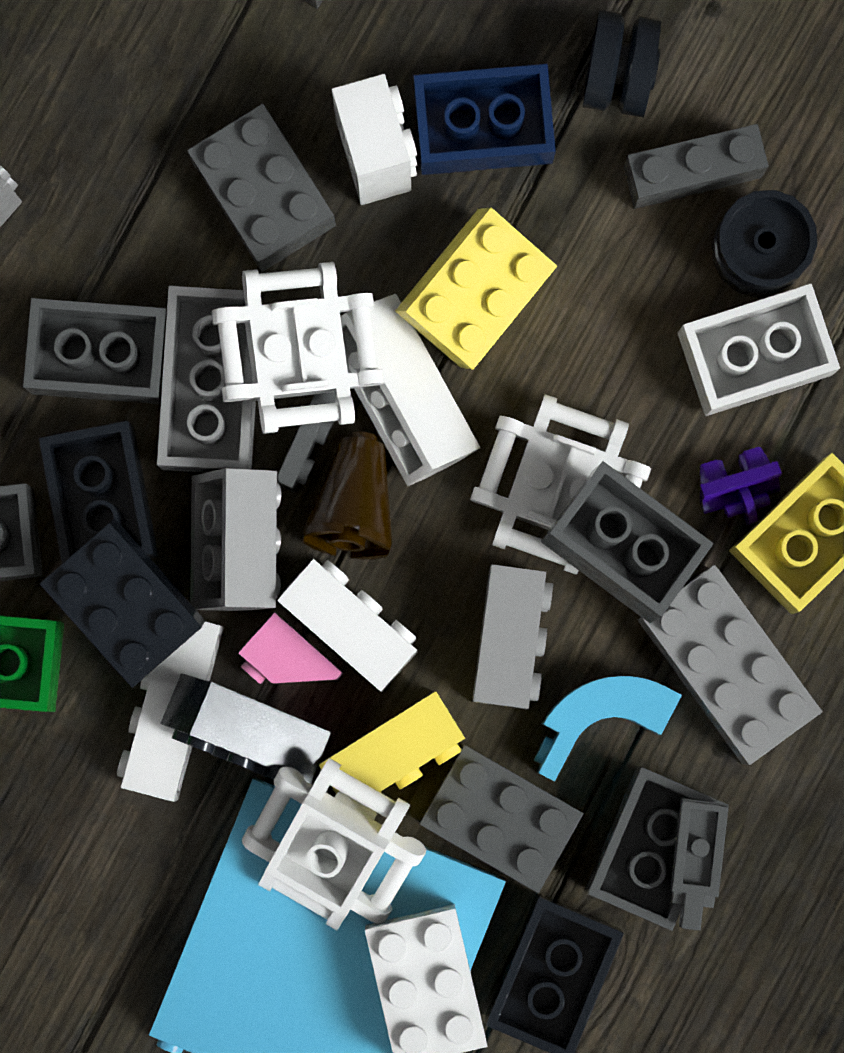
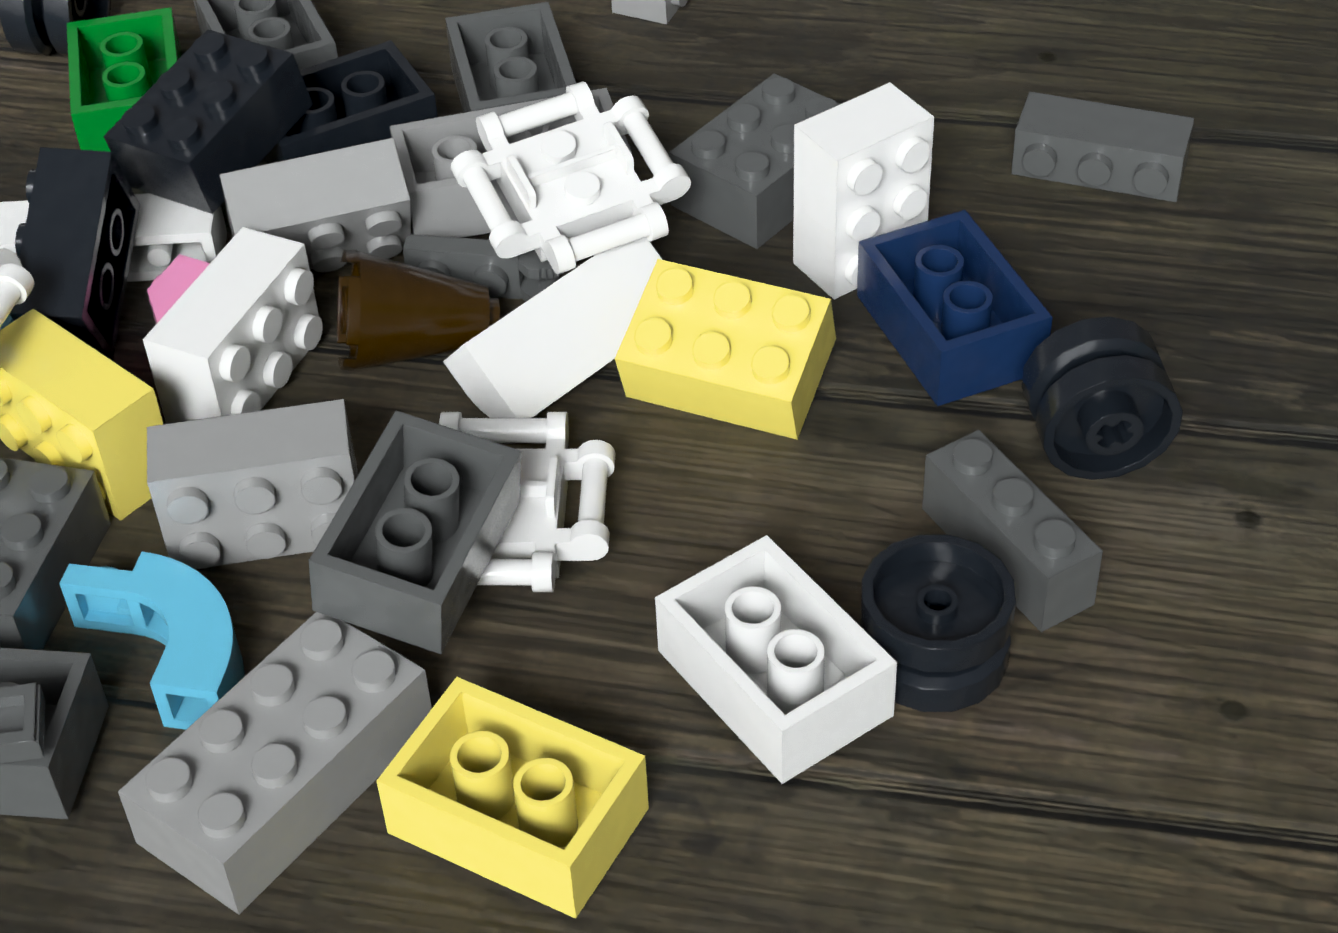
camera: 75 degrees right, 40 degrees down
(742, 491) = (563, 689): dark purple hips -> none

